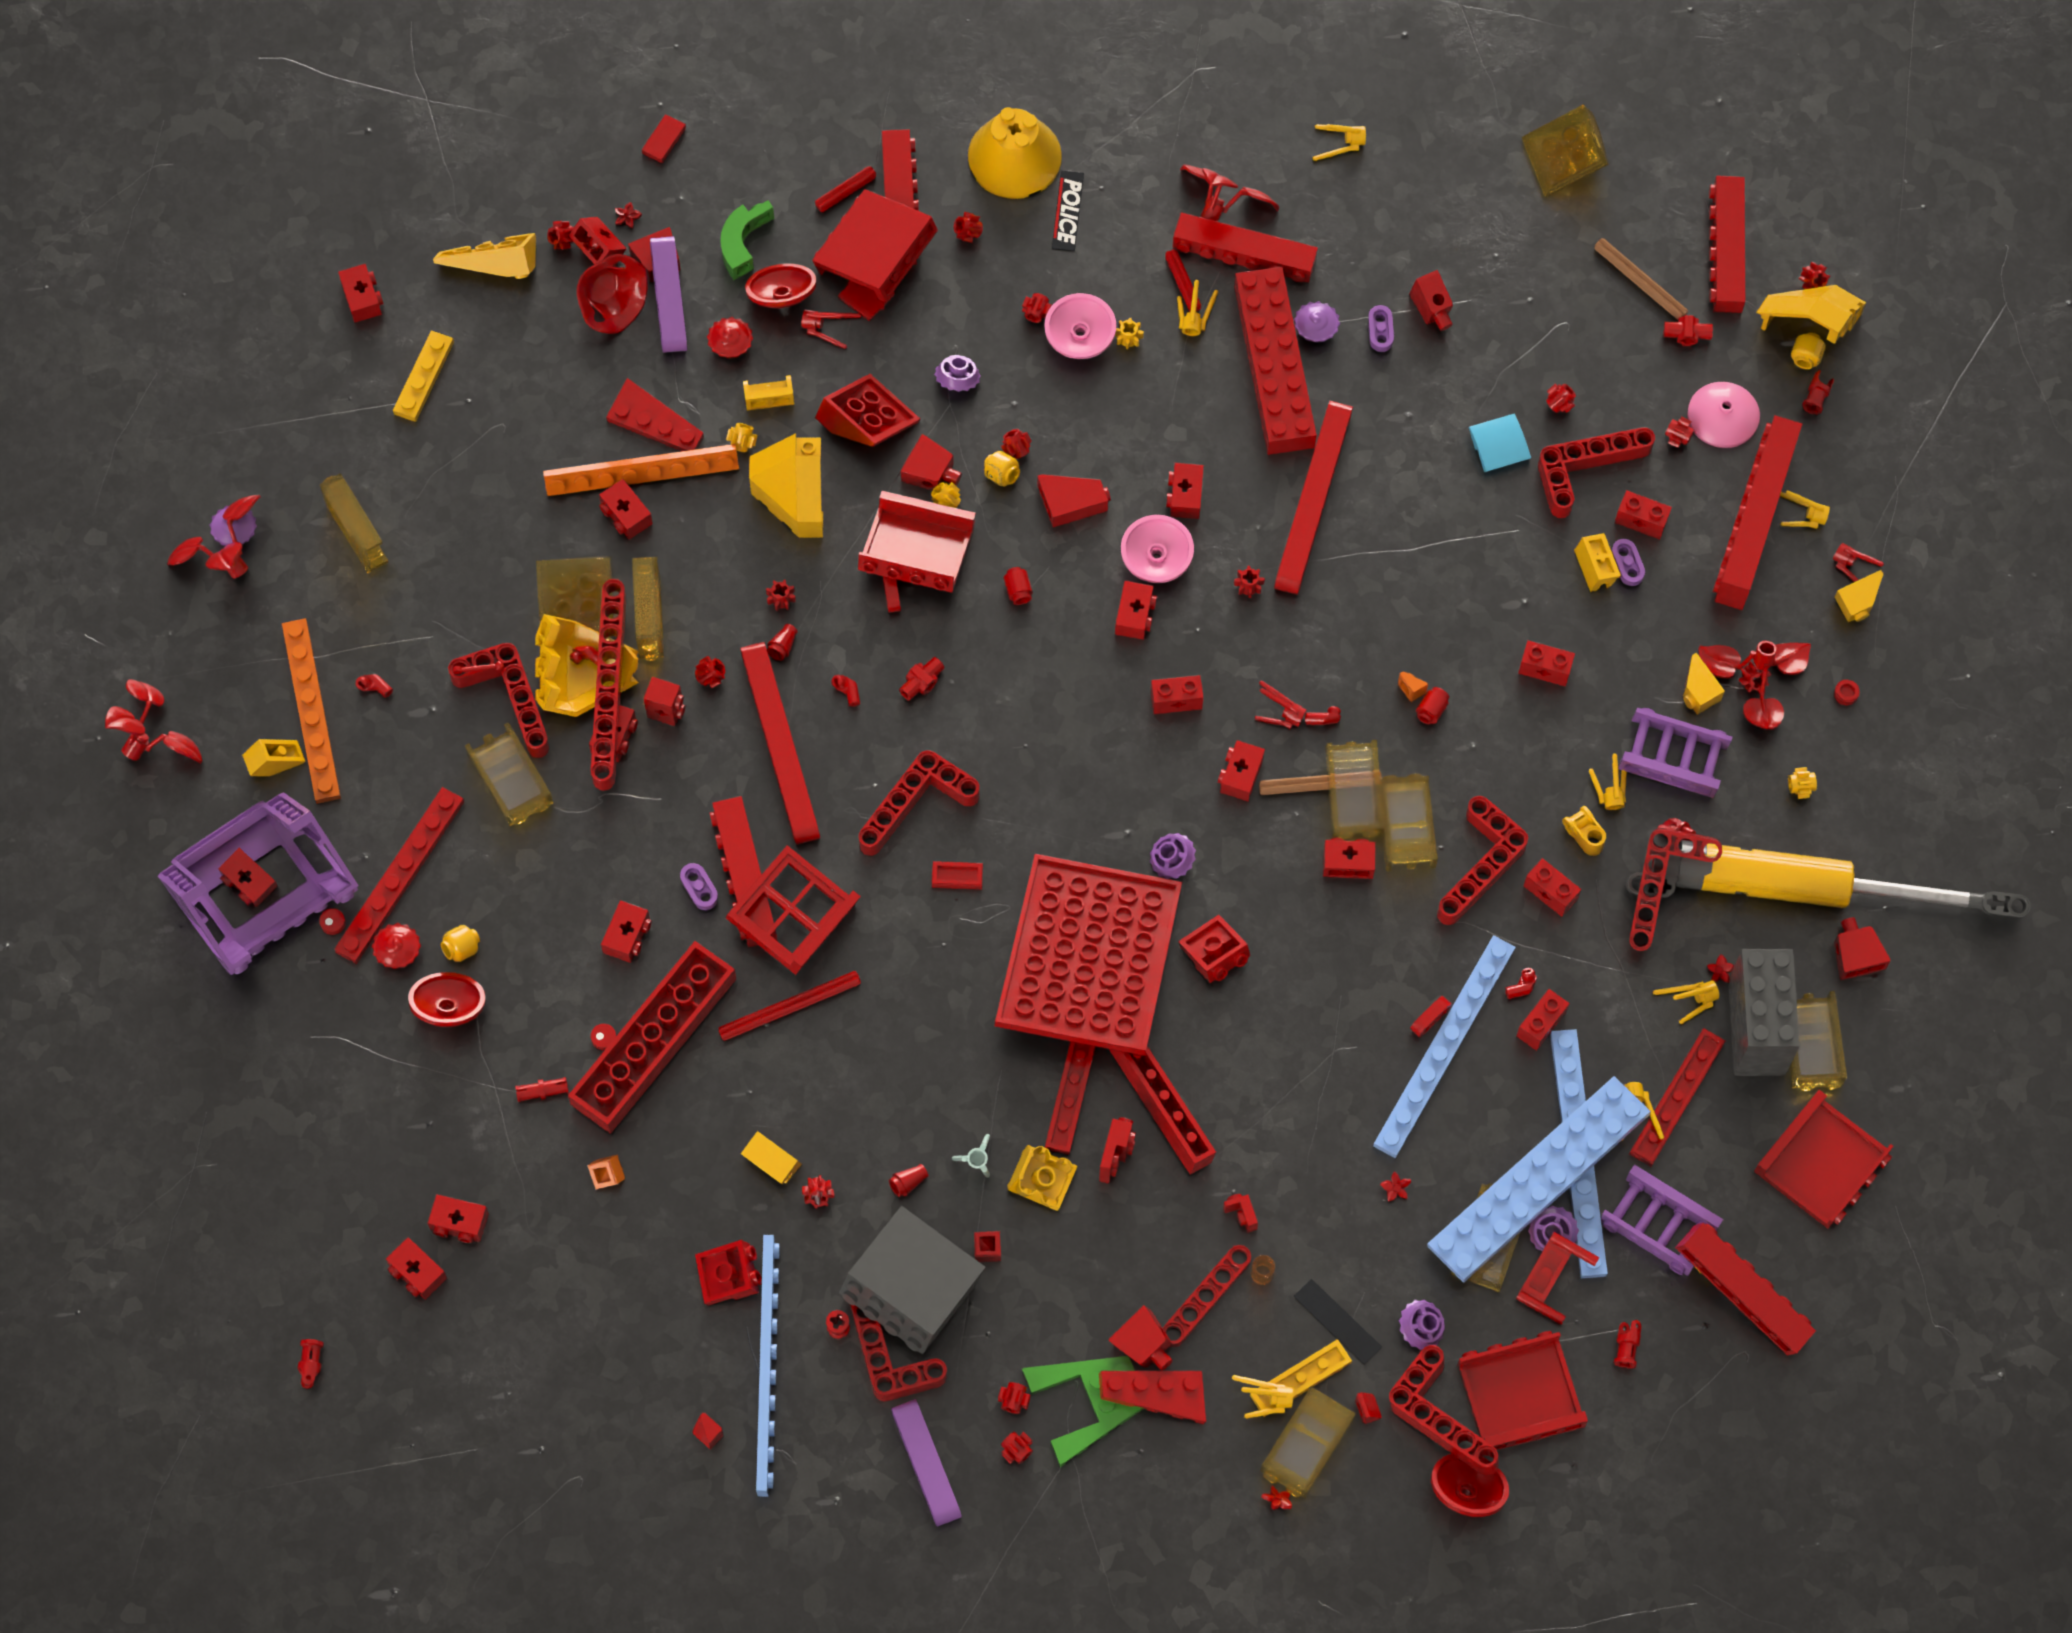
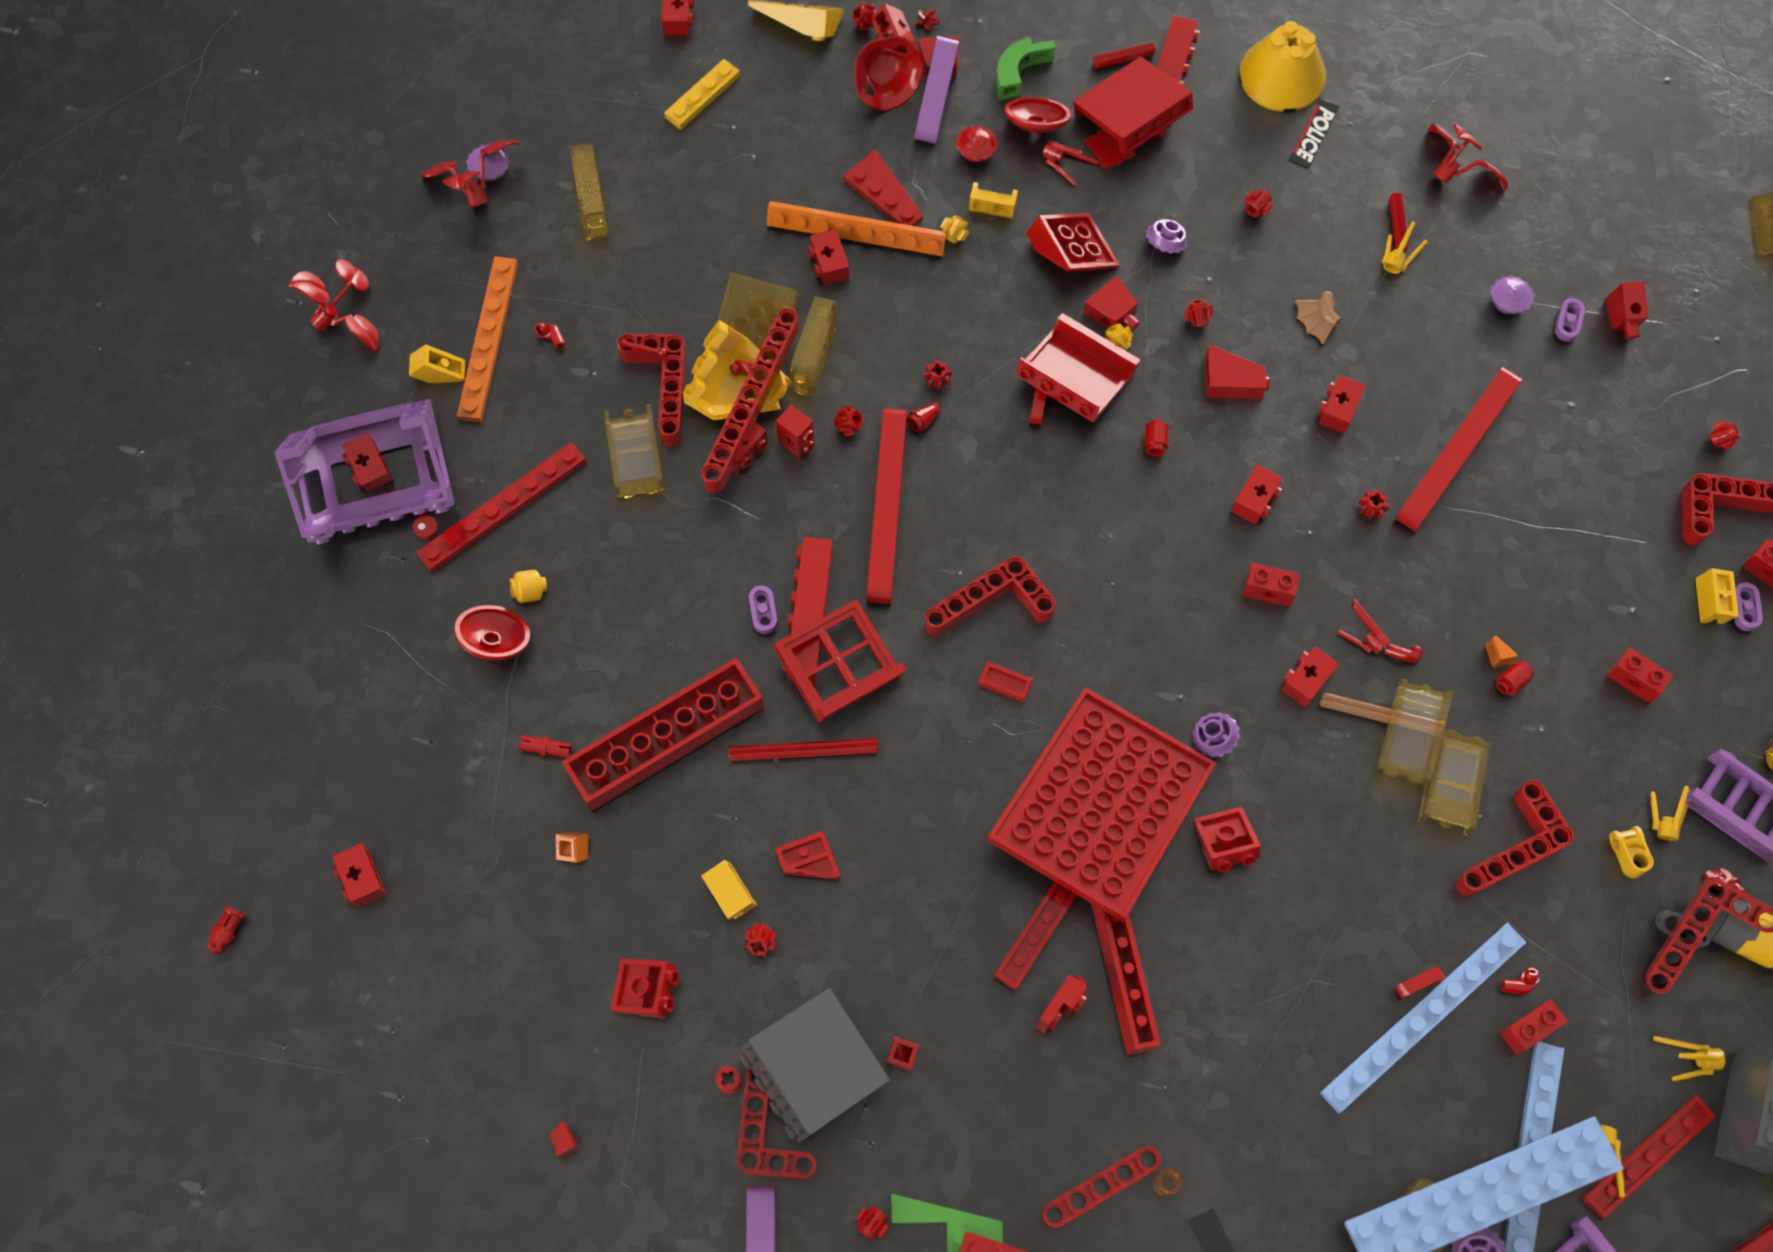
camera: 20 degrees right, 0 degrees up
(396, 945) = (469, 568): red piece -> none
(448, 1209) = (407, 831): red brick -> none
(602, 1036) = (620, 715): red tile -> none
(625, 918) = (681, 616): red brick -> none
(767, 1376) = (641, 1107): light blue plate -> none
(789, 483) = (979, 279): yellow panel -> none
(833, 1103) = (808, 858): none -> red wing
(847, 687) = (968, 476): red arm -> none
(905, 1181) = (850, 959): red cone -> none
(921, 678) = (1037, 490): red axle -> none
(968, 227) = (1220, 117): red gear -> none
(977, 1157) = (923, 963): light aqua plant -> none
(1001, 468) = (1178, 330): yellow head -> none
(1042, 1177) = (981, 1004): yellow slope -> none
(1080, 314) = (1296, 221): bright pink dish -> none
(1129, 333) = (1334, 250): yellow gear -> none
(1134, 406) = (1318, 316): none -> medium nougat arm
(1143, 1340) = (1022, 1212): red torso -> none
(1157, 536) = (1300, 435): bright pink dish -> none
(1244, 247) = (1466, 211): red brick -> none
(1246, 1215) = (1170, 1117): red bracket -> none
(1275, 360) = (1462, 317): red brick -> none
(1353, 135) = (1596, 147): yellow plant -> none
(1359, 866) = (1373, 797): red brick -> none
(1395, 1187) = (1329, 1145): red plant -> none
(1499, 442) = (1652, 456): medium azure slope -> none
(1552, 887) = (1582, 896): red brick -> none
(1721, 969) = (1732, 1040): red plant -> none

